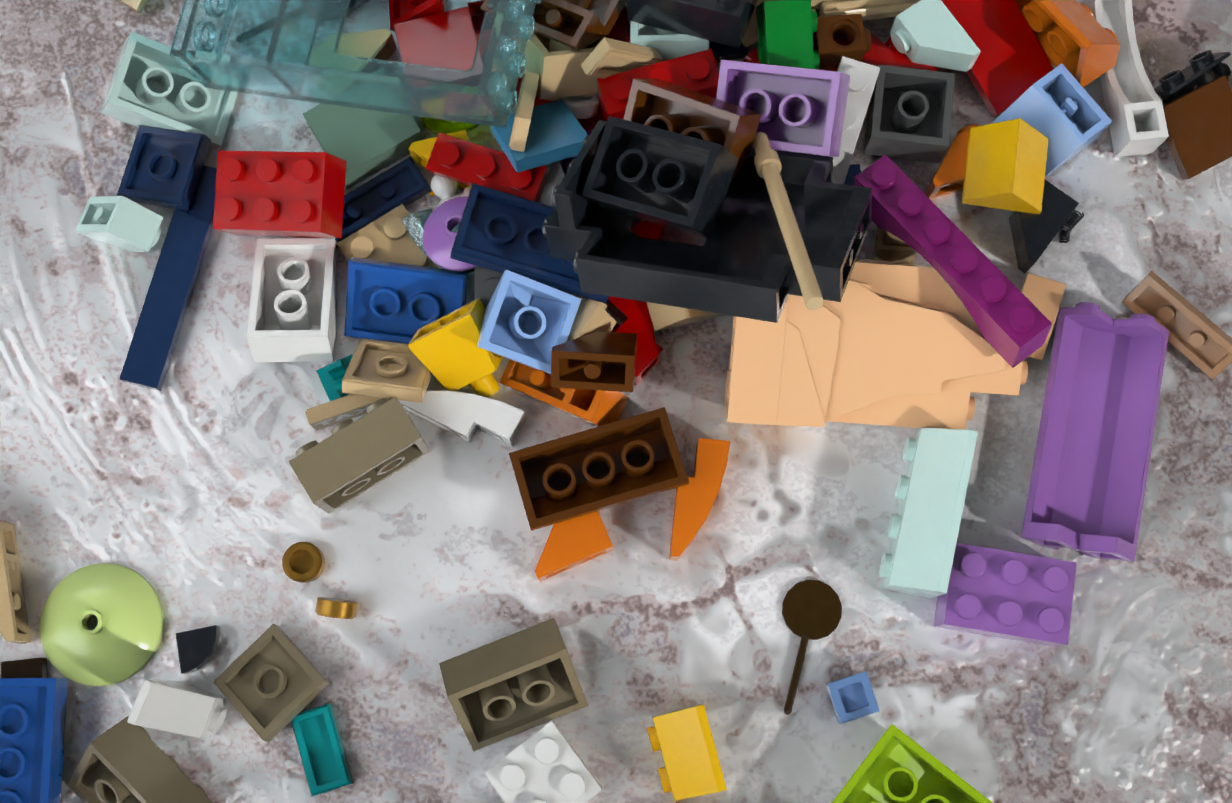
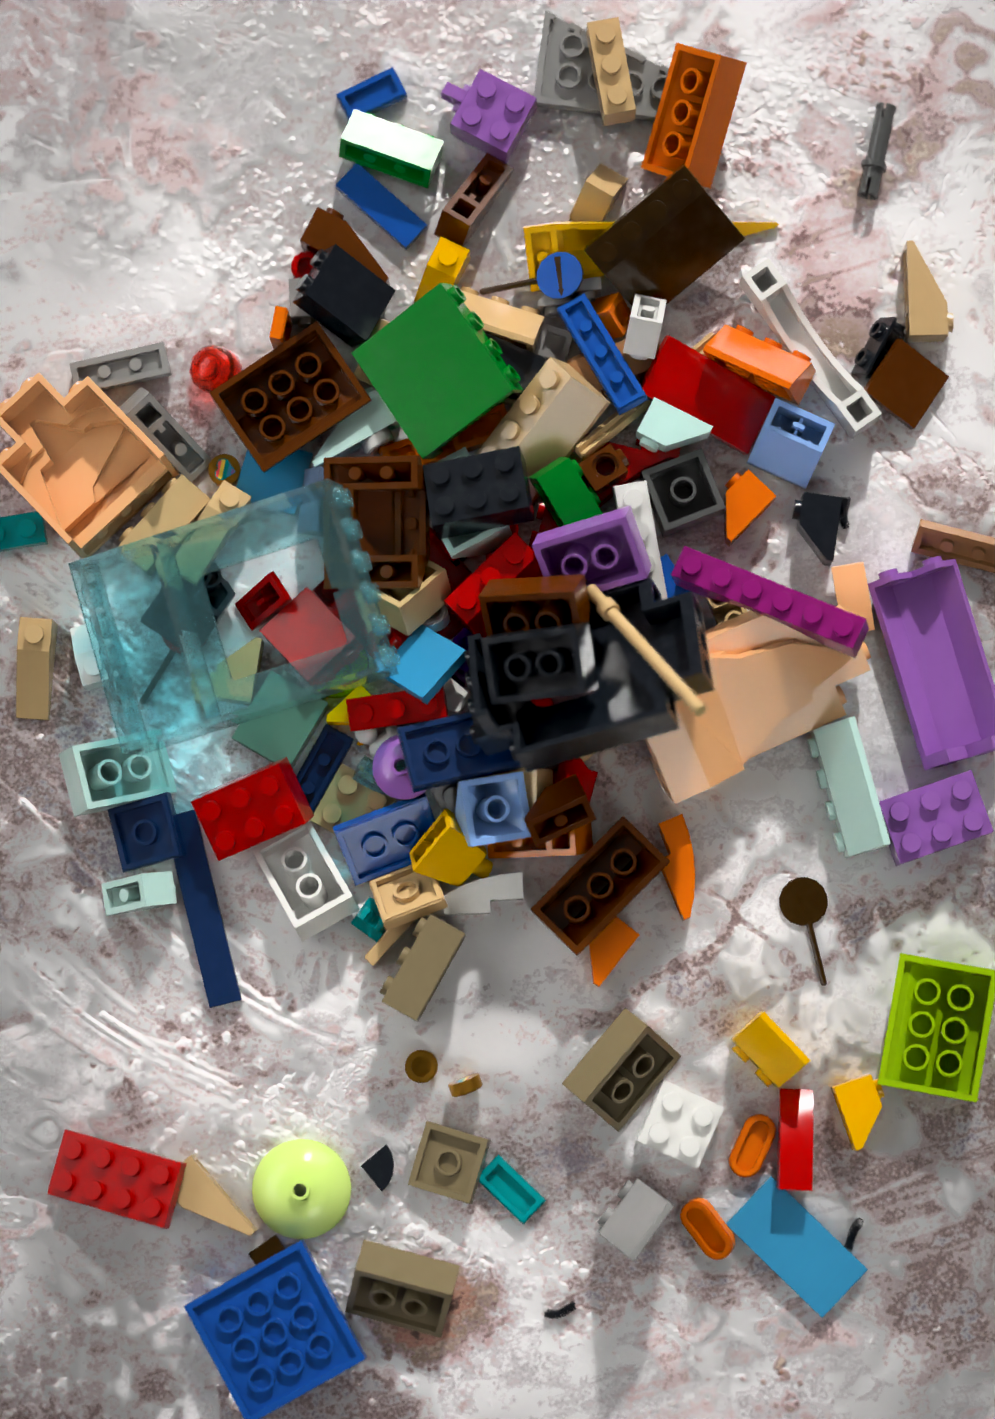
camera: 25 degrees left, 5 degrees up
(178, 709) = (403, 1213): white slope -> none
(524, 111) = (408, 659): tan tile -> none
(618, 56) = (453, 576): tan tile -> none
(852, 697) = (864, 948): medium blue plate -> none
(1005, 167) = (775, 501): yellow slope -> none

